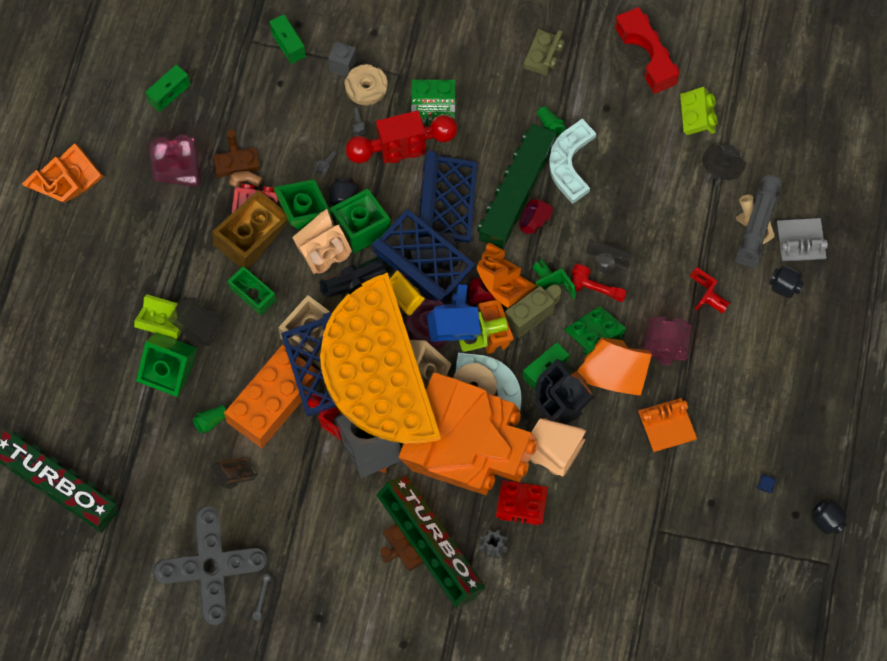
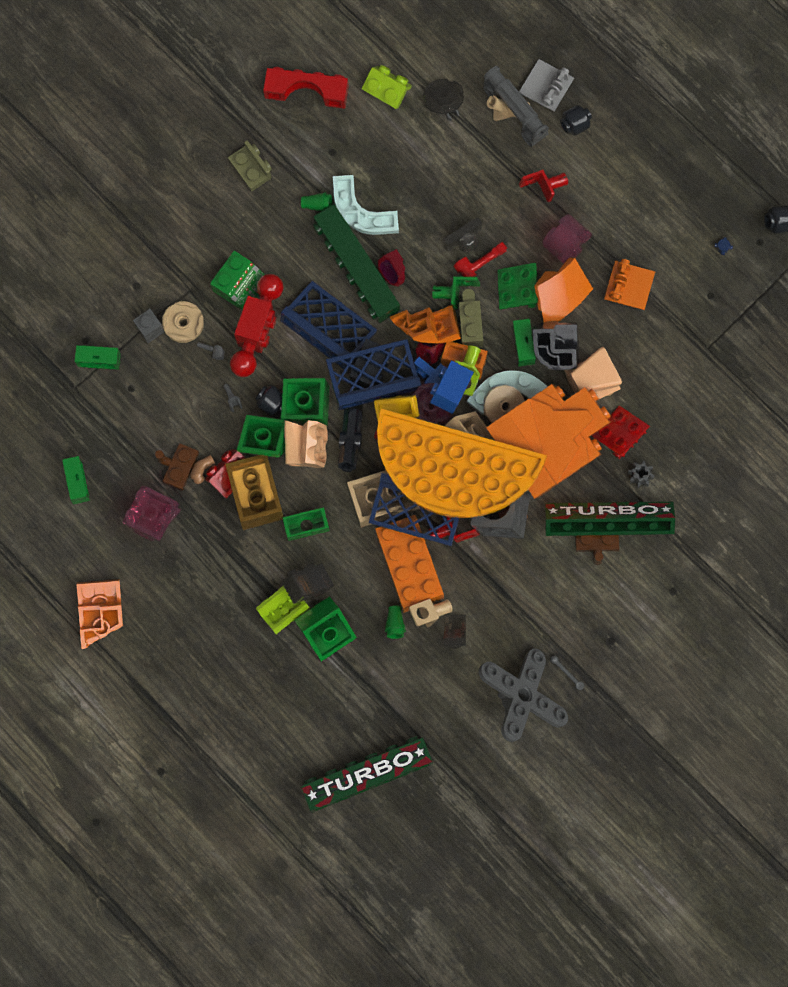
camera: 50 degrees left, 10 degrees up
(238, 440) = (429, 611): none -> tan bracket

